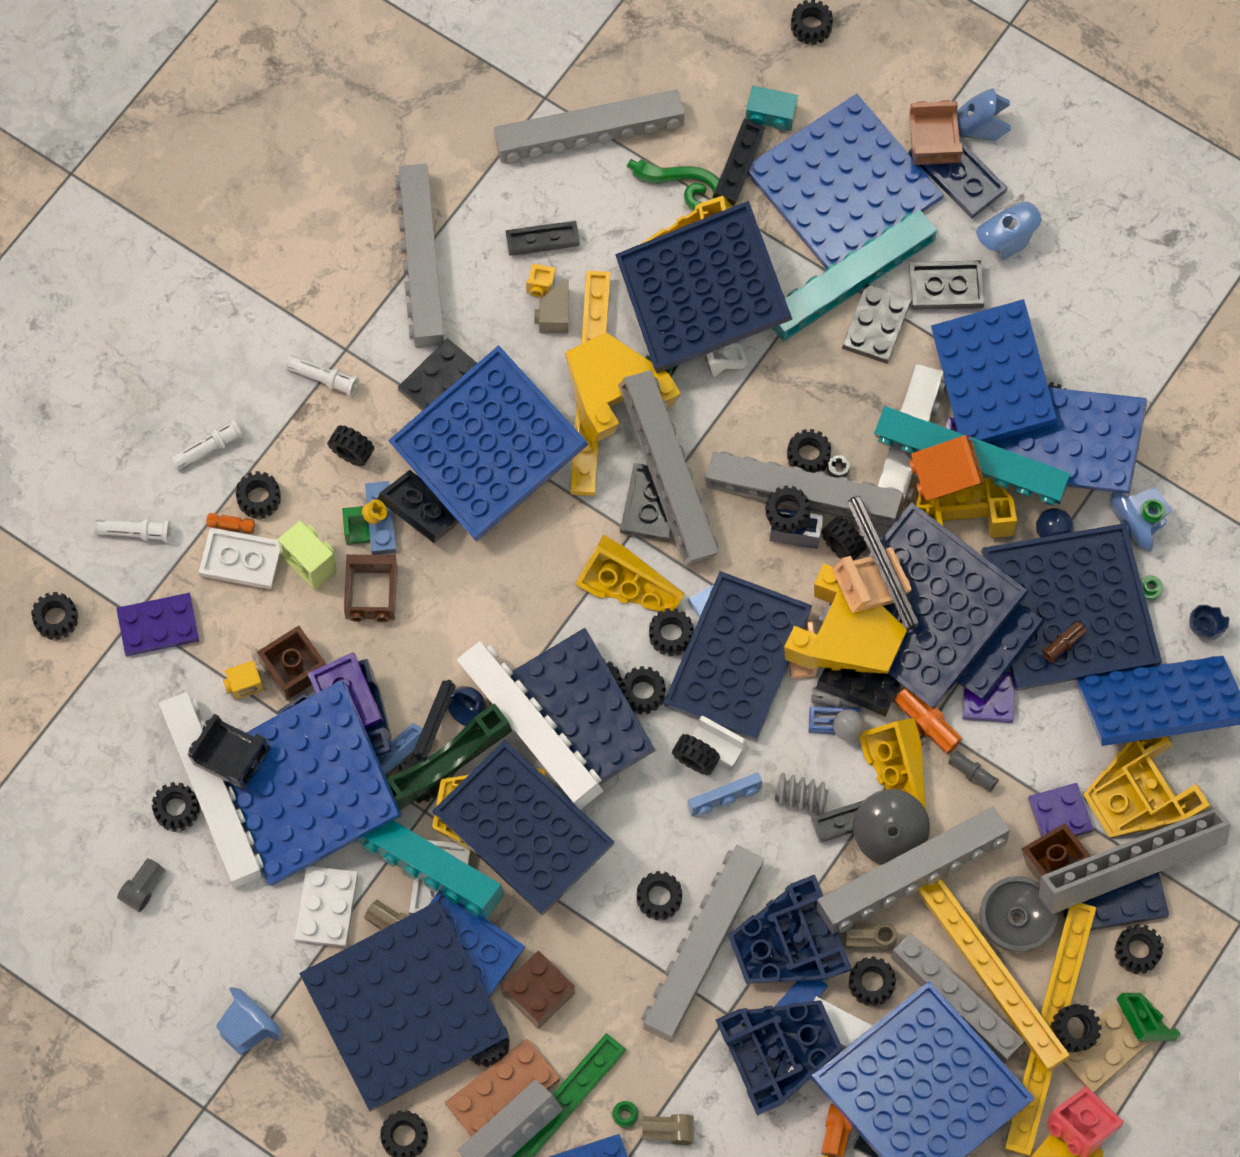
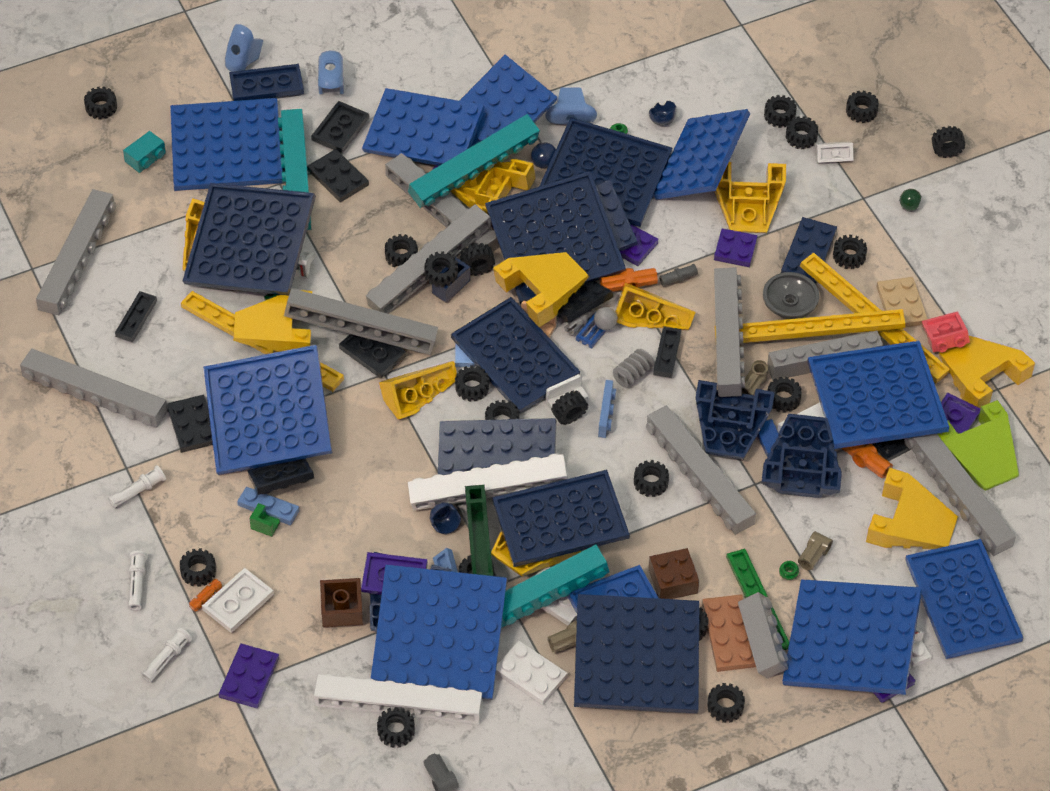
camera: 60 degrees left, 15 degrees down
(48, 603) = (193, 724): black tyre -> none
(228, 752) = (385, 665): black panel -> none
(242, 680) = (331, 640): yellow brick -> none
(246, 1023) = (586, 756): medium blue piece -> none
(307, 554) = (269, 554): yellowish green brick -> none
(350, 445) = (206, 491): black tyre -> none
(370, 516) = (266, 499): yellow bush -> none
(370, 564) = (301, 523): reddish brown window -> none
(434, 720) = (443, 539): black axle -> none
(540, 280) = (167, 331): yellow bracket -> none
(554, 310) = (196, 333): dark tan slope -> none
(654, 174) = (140, 235): green plant -> none
(739, 161) = (168, 185): black plate -> none
(844, 464) = (422, 238): bush -> none
(863, 583) = (524, 246): light nougat panel -> none
(883, 563) = (515, 235): axle -> none
(885, 810) = (682, 334): dark grey dish -> none
(934, 132) = (234, 77): nougat panel -> none
(946, 468) = (479, 169): orange slope -> none
(1053, 851) = (769, 256): reddish brown brick -> none
(1064, 642) = (629, 183): reddish brown axle -> none
(1090, 1024) = (892, 298): black tyre -> none
(1134, 860) = (796, 218): light grey brick -> none
(1145, 1019) = (896, 270): green wing -> none
(1155, 505) = (576, 94): green plate -> none

